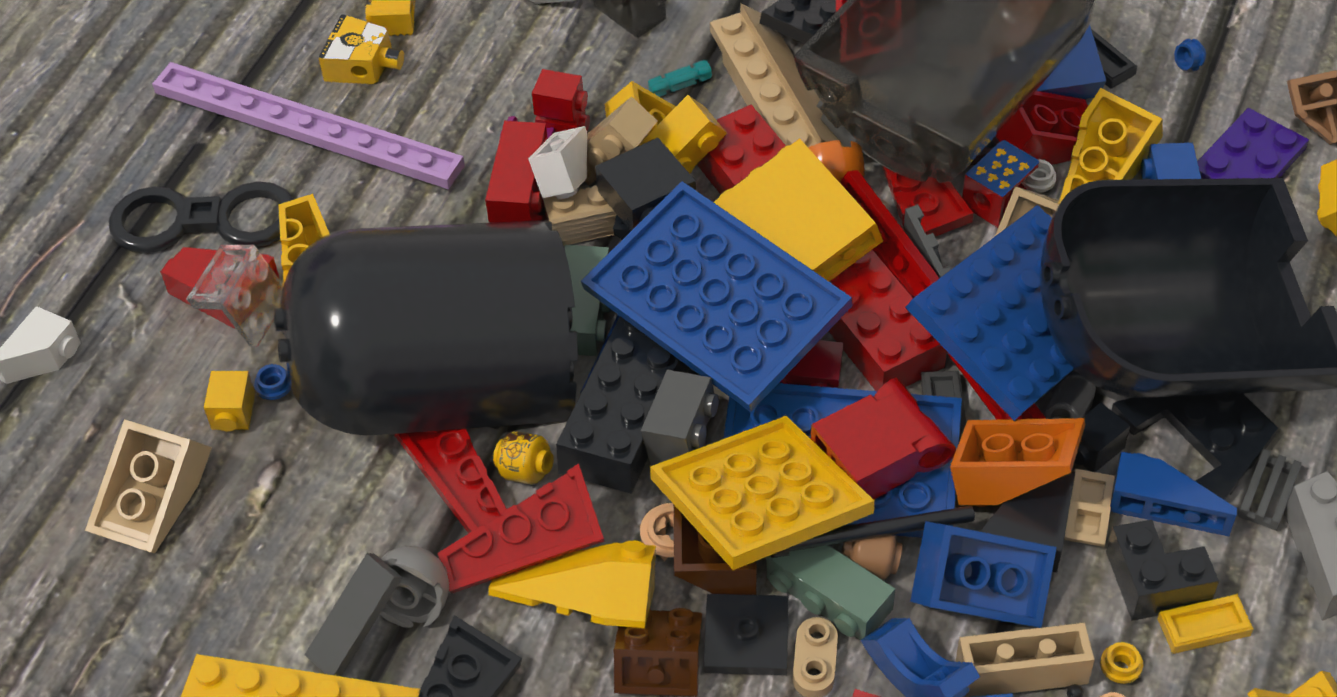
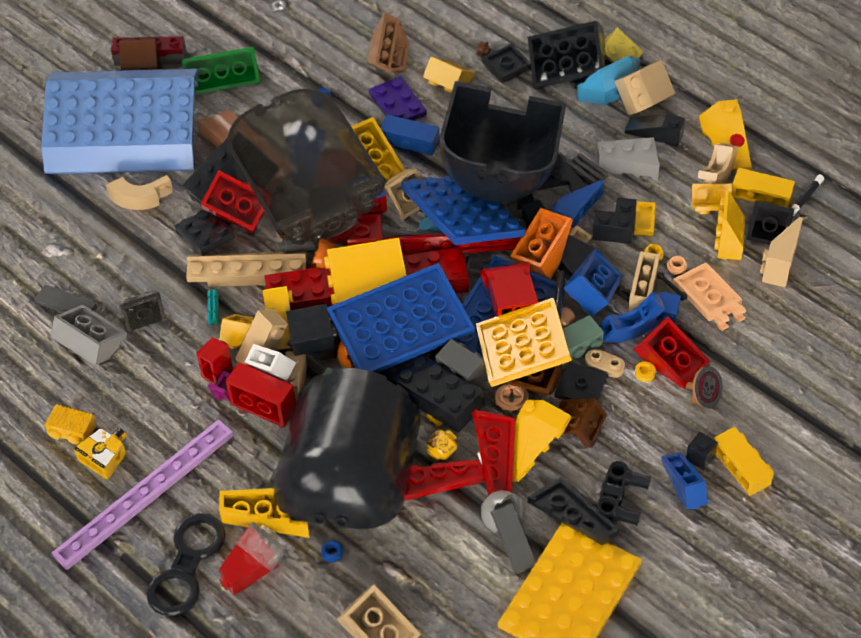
camera: 70 degrees left, 0 degrees up
(229, 400) = (338, 573): yellow brick -> none

